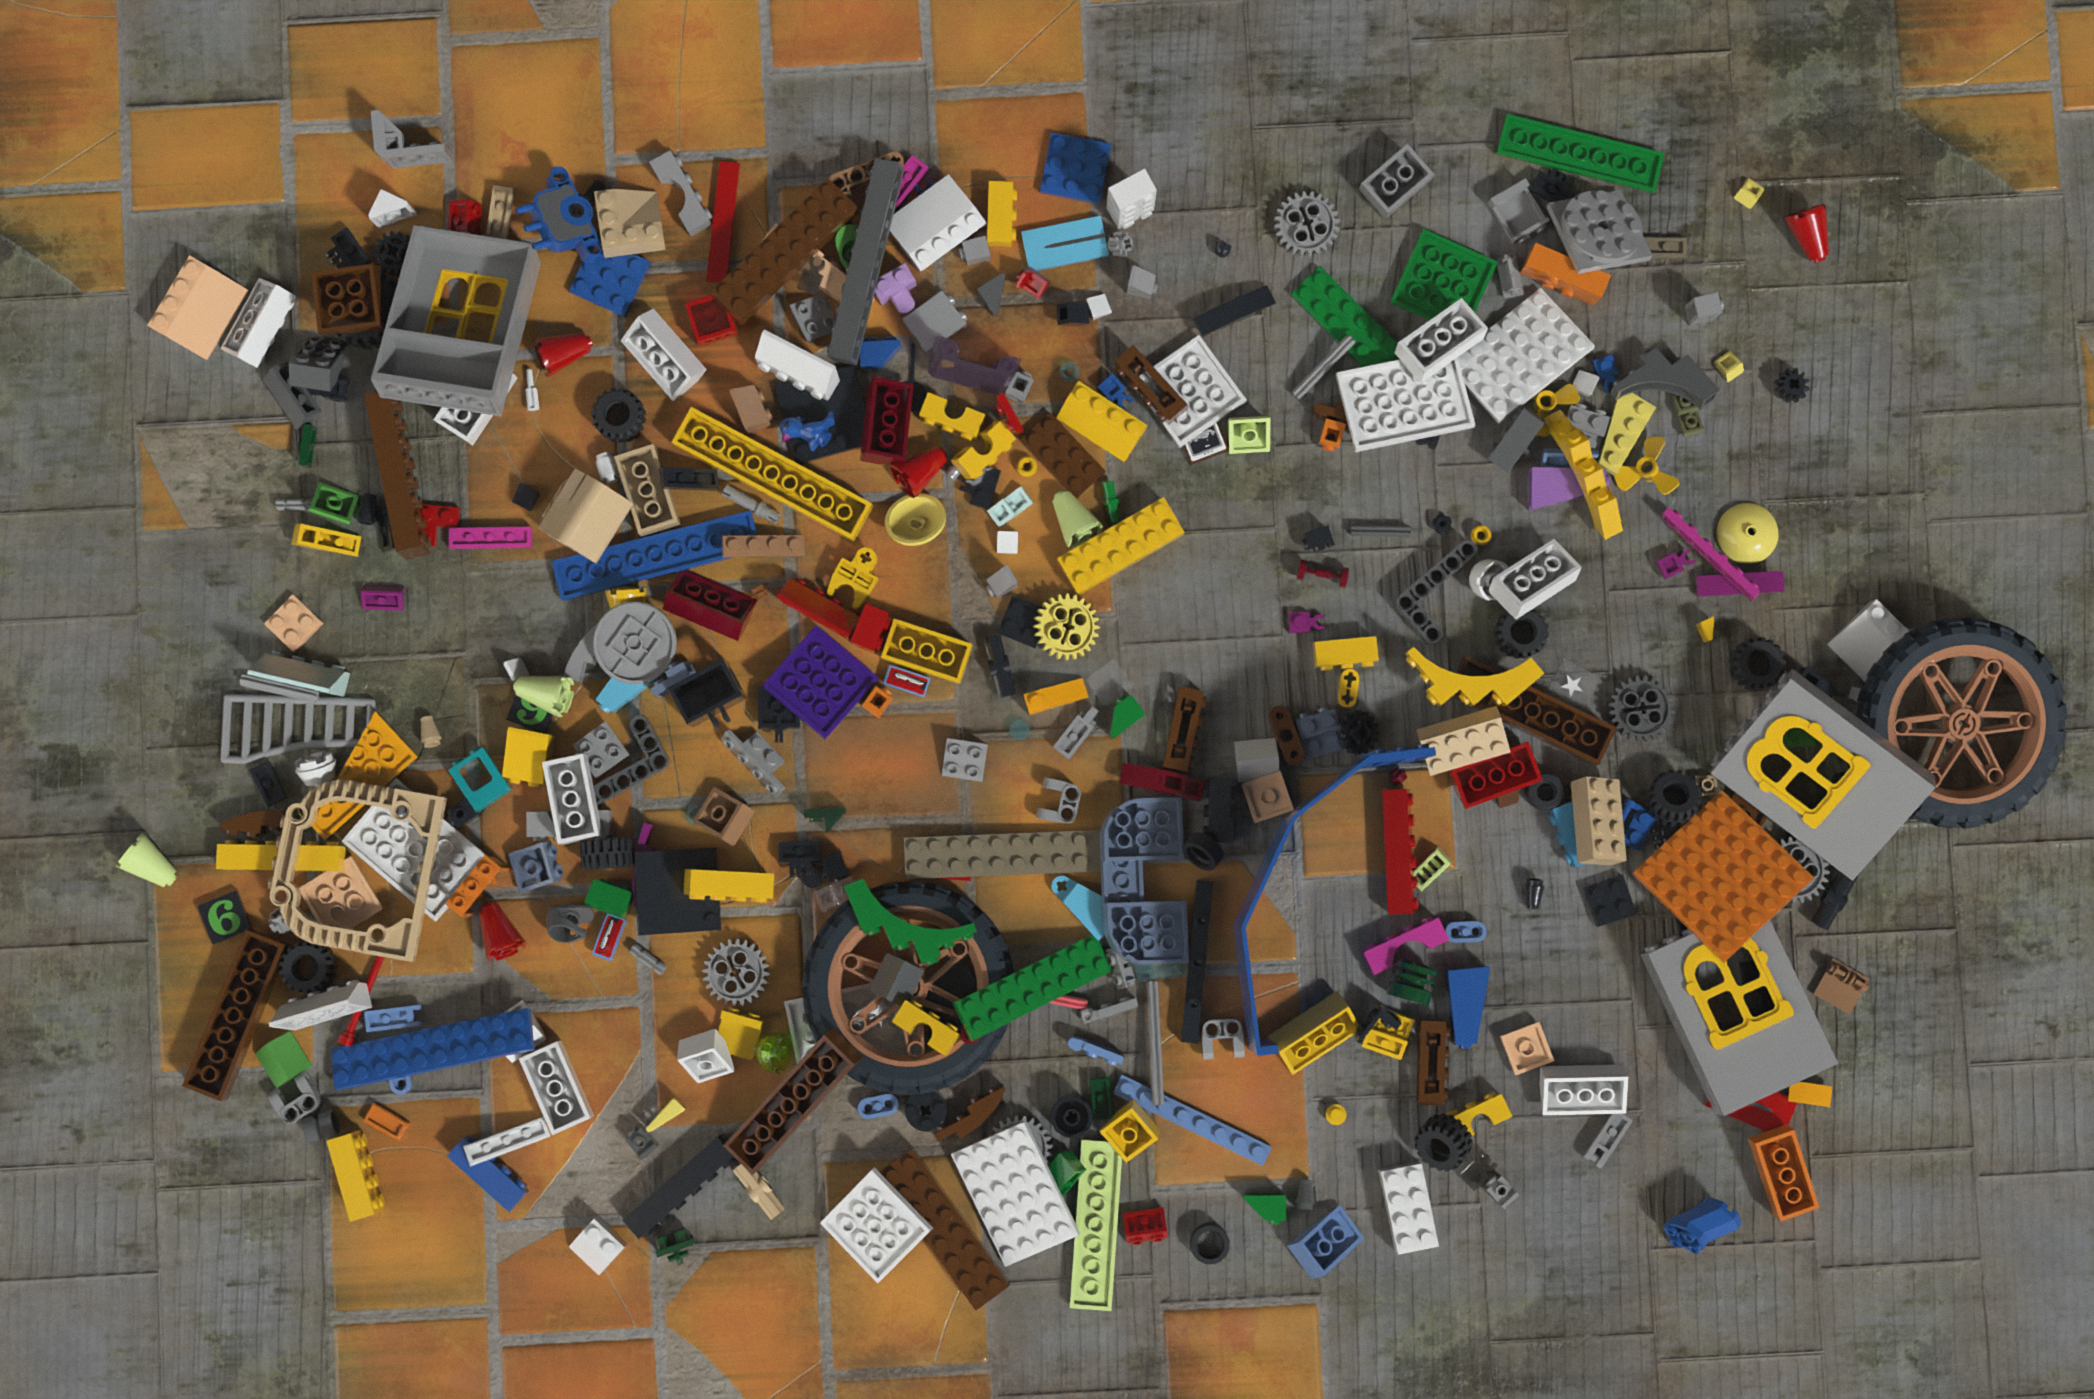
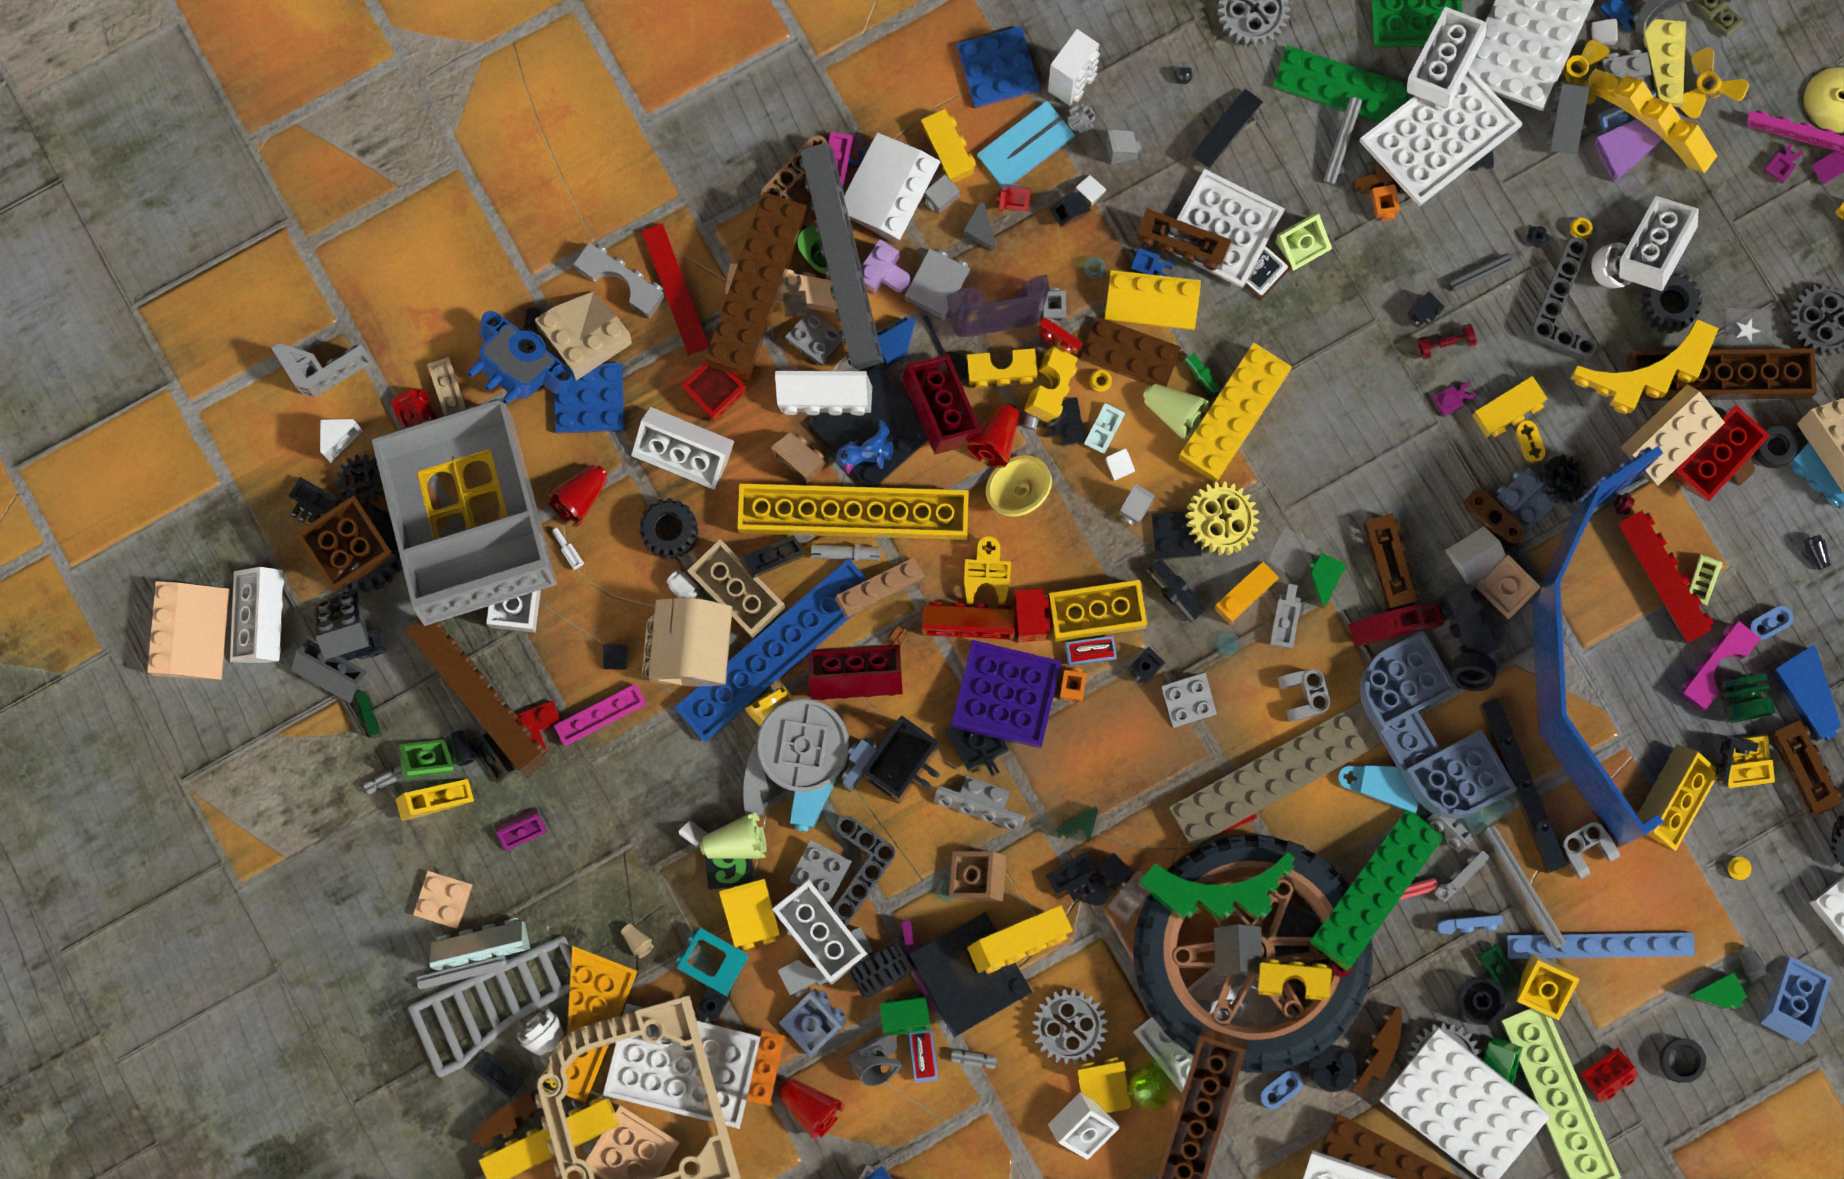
camera: 25 degrees left, 5 degrees down
(949, 709) = (1150, 657): none -> black brick

